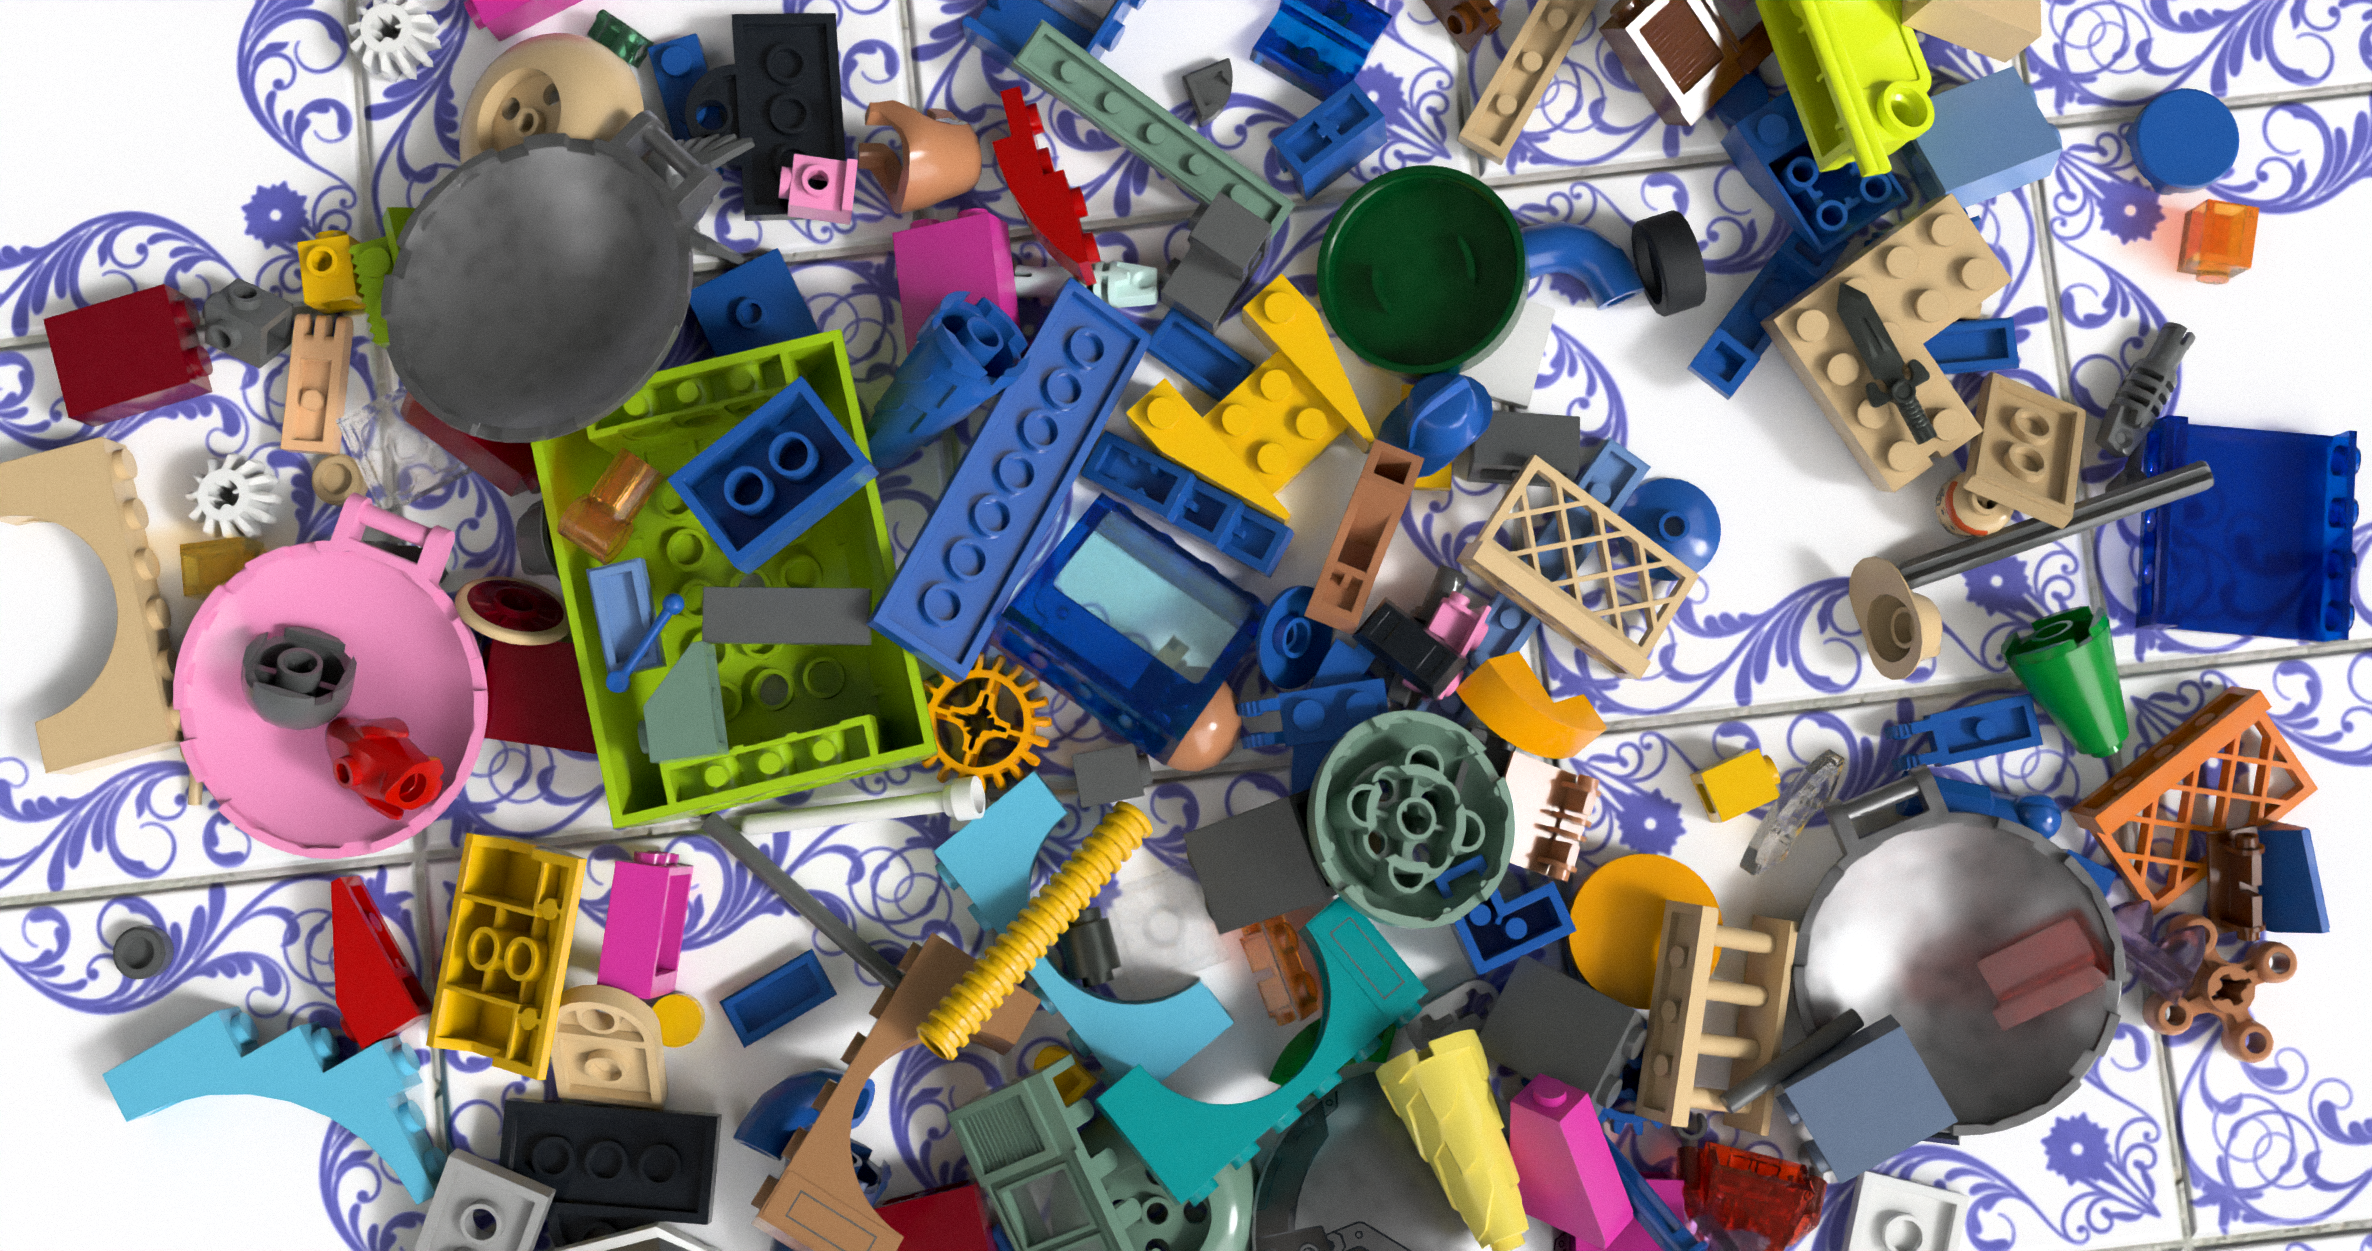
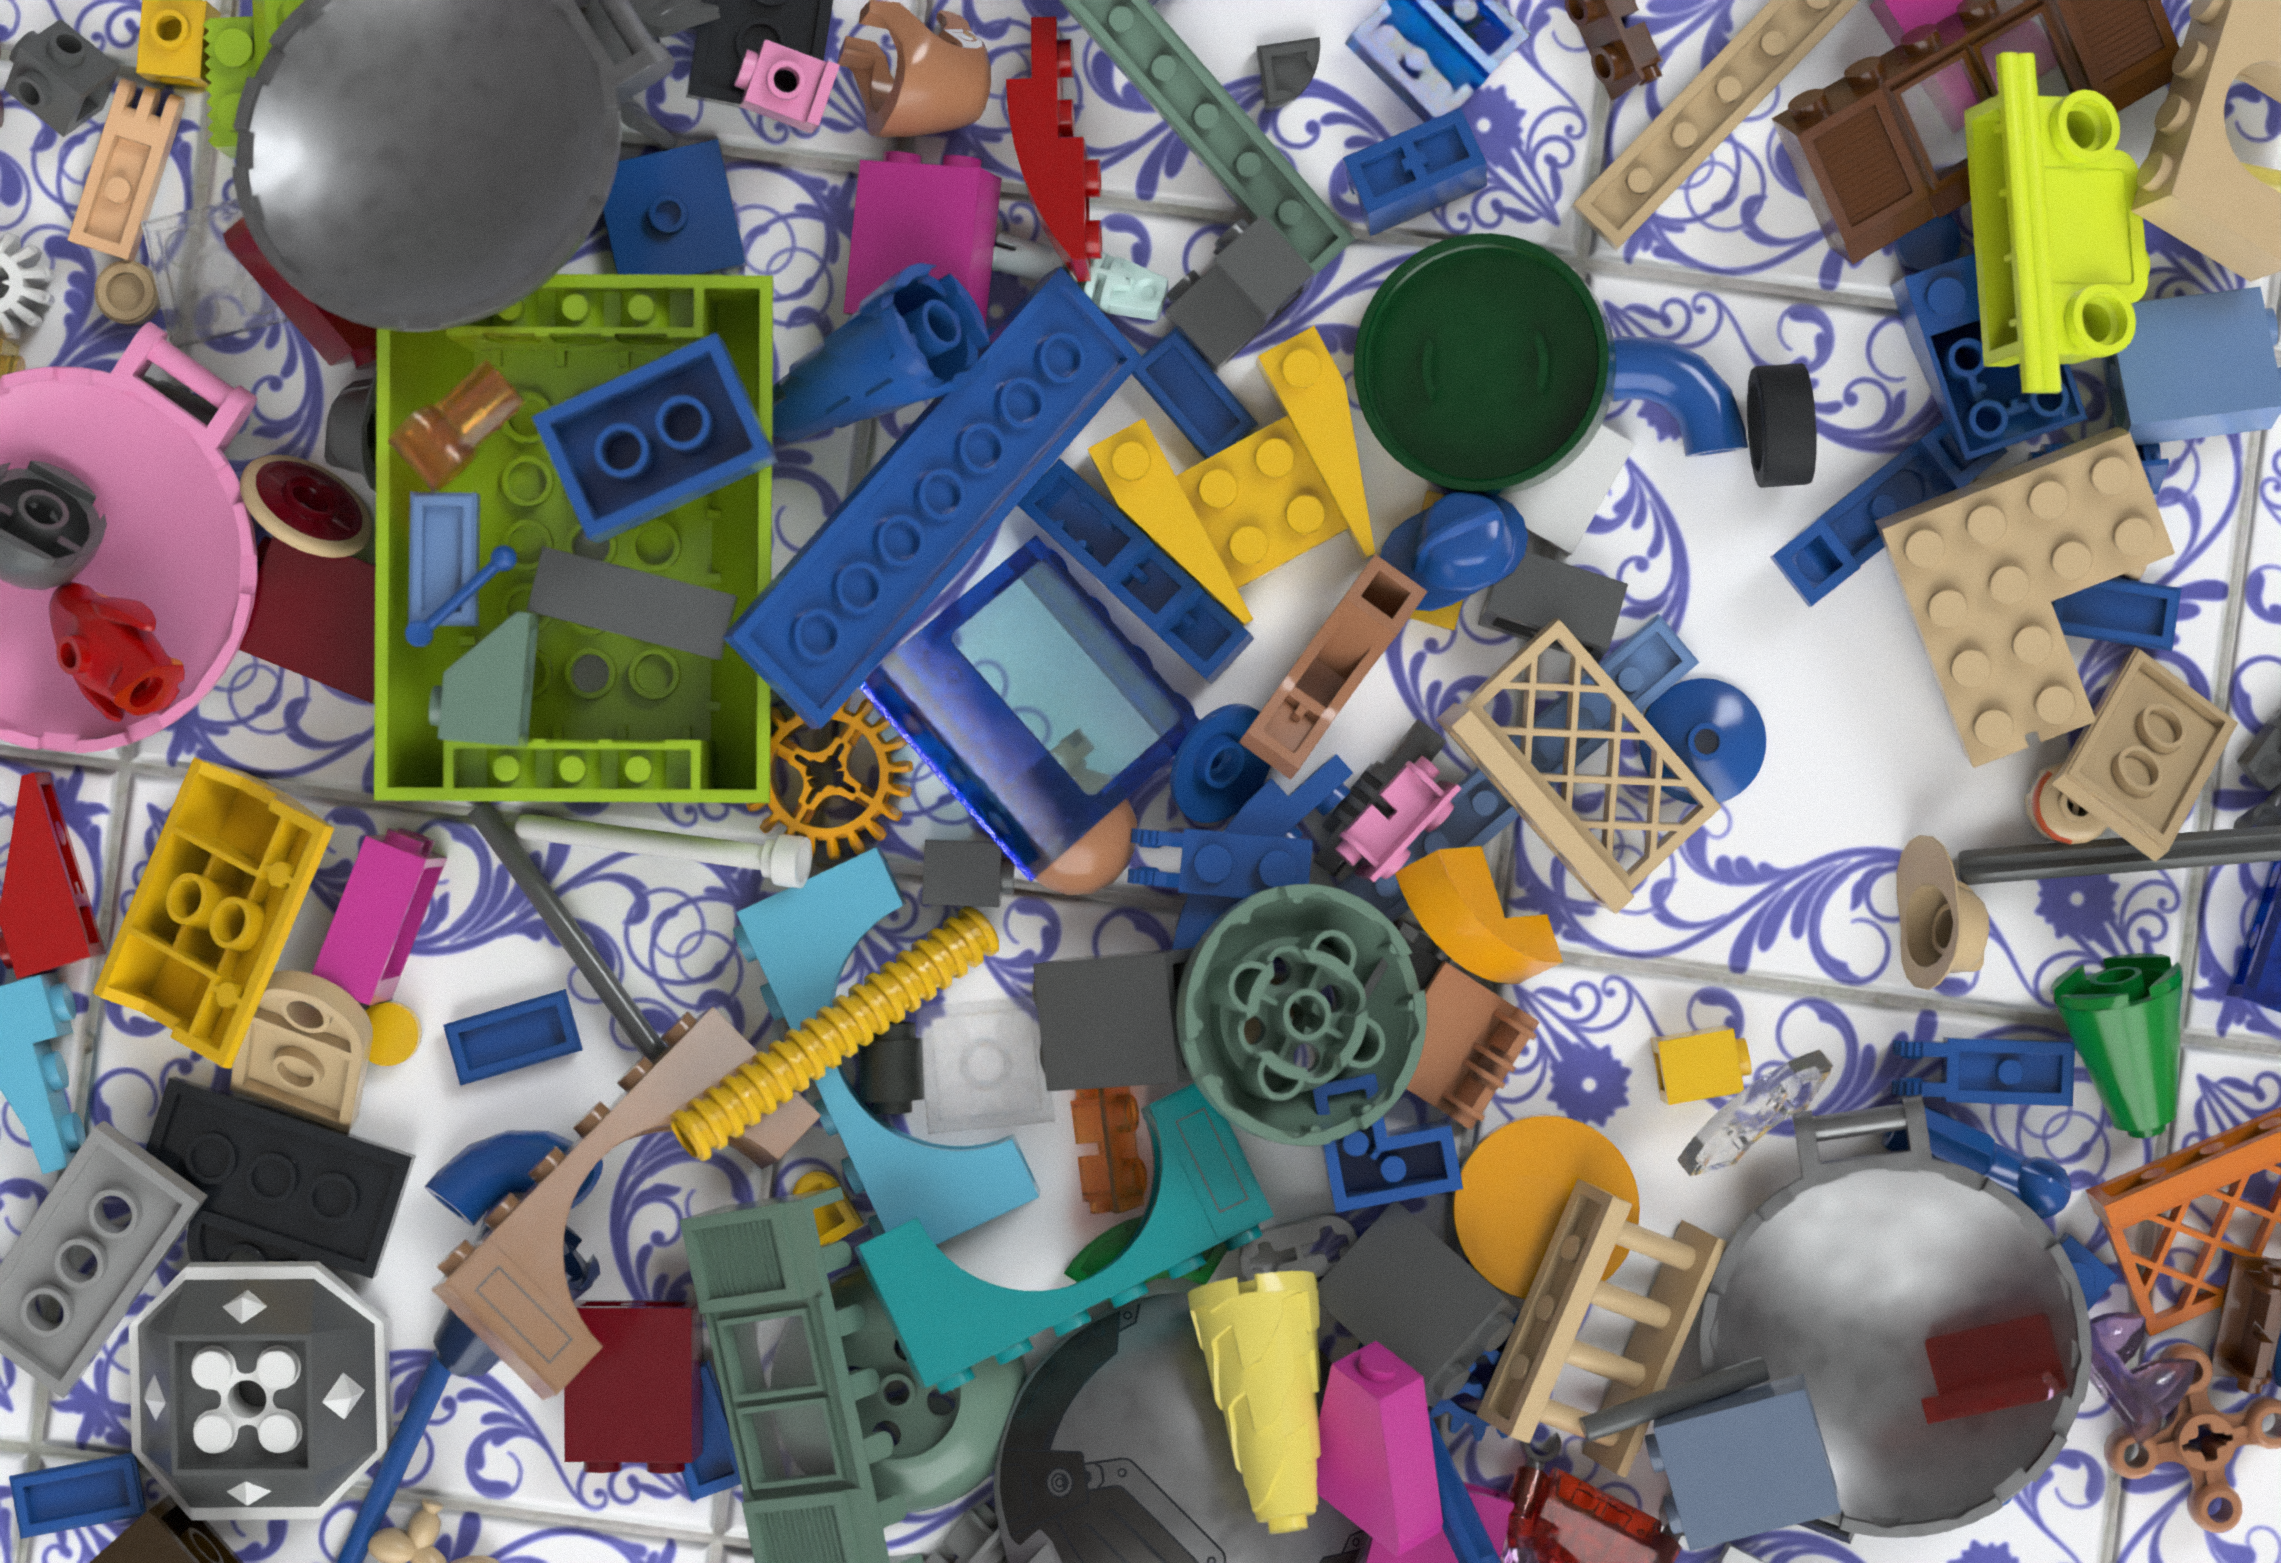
camera: 10 degrees right, 5 degrees up
(1410, 649) = (1353, 813): black tile -> none
(1884, 362) = (1996, 613): pearl dark grey sword -> none

